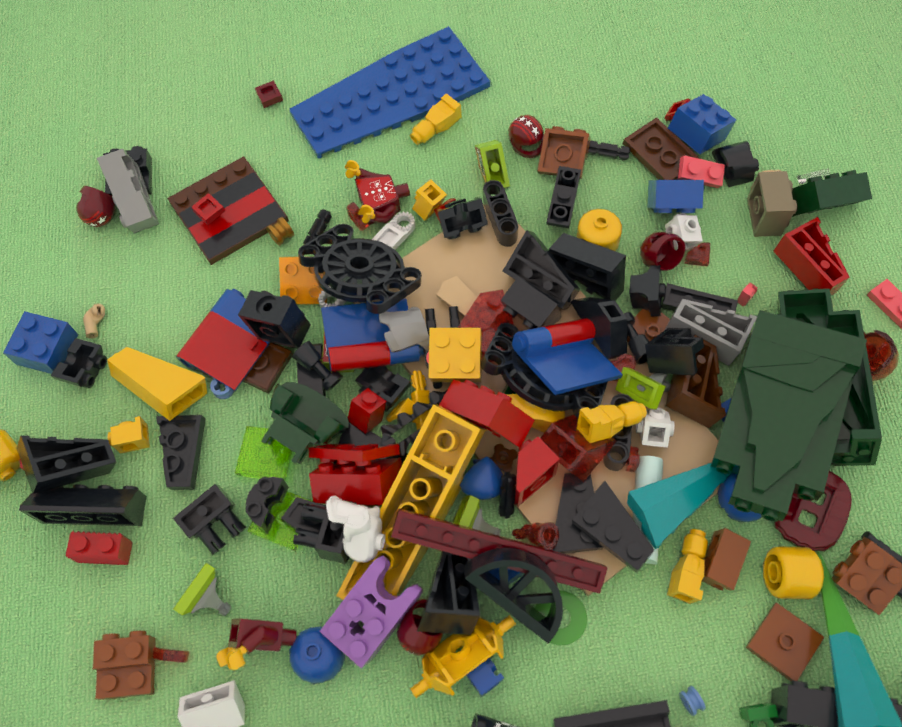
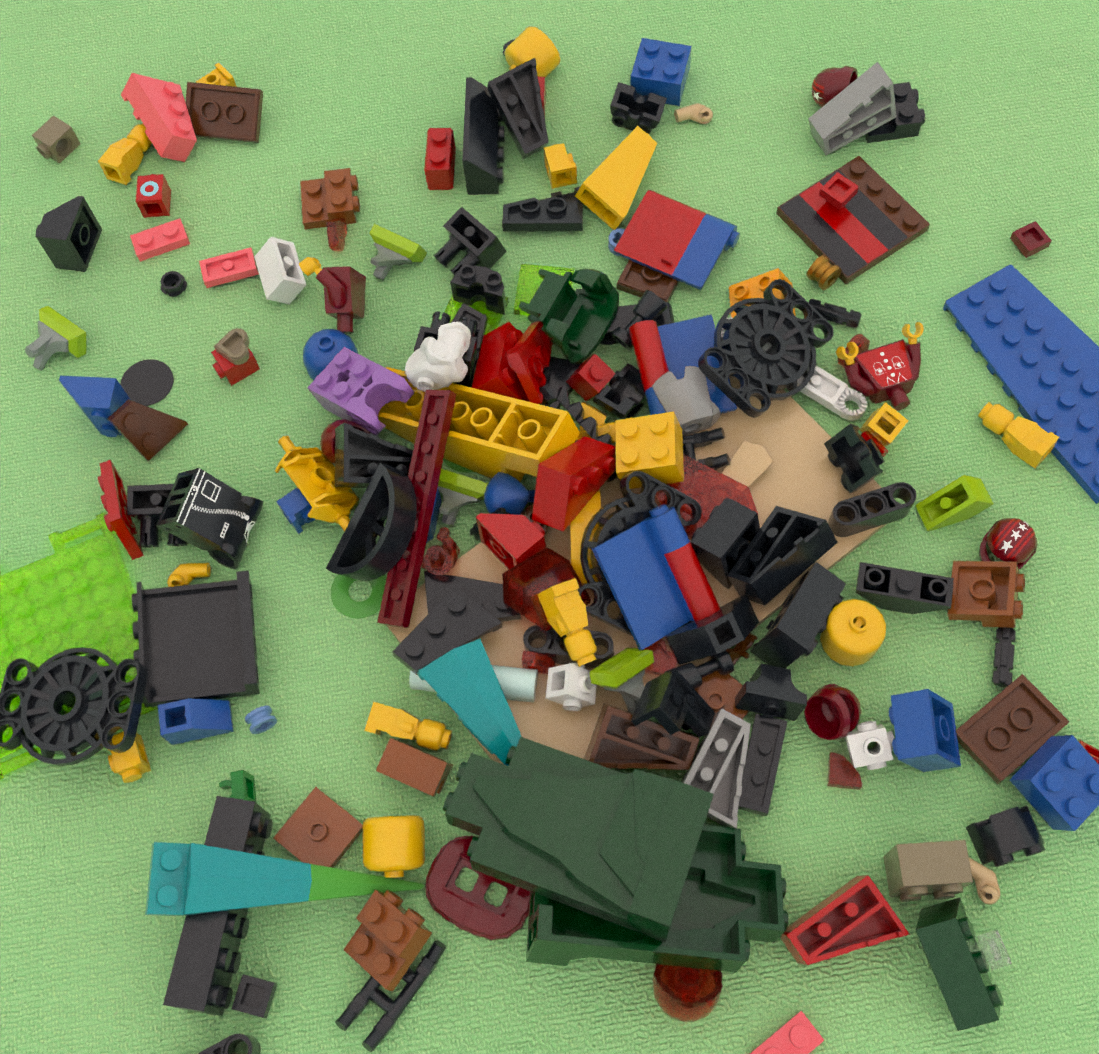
camera: 90 degrees right, 0 degrees up
(274, 318) = (687, 266): black brick -> none
(699, 169) = (978, 780): coral plate -> none
(747, 293) = (784, 832): coral tile -> none

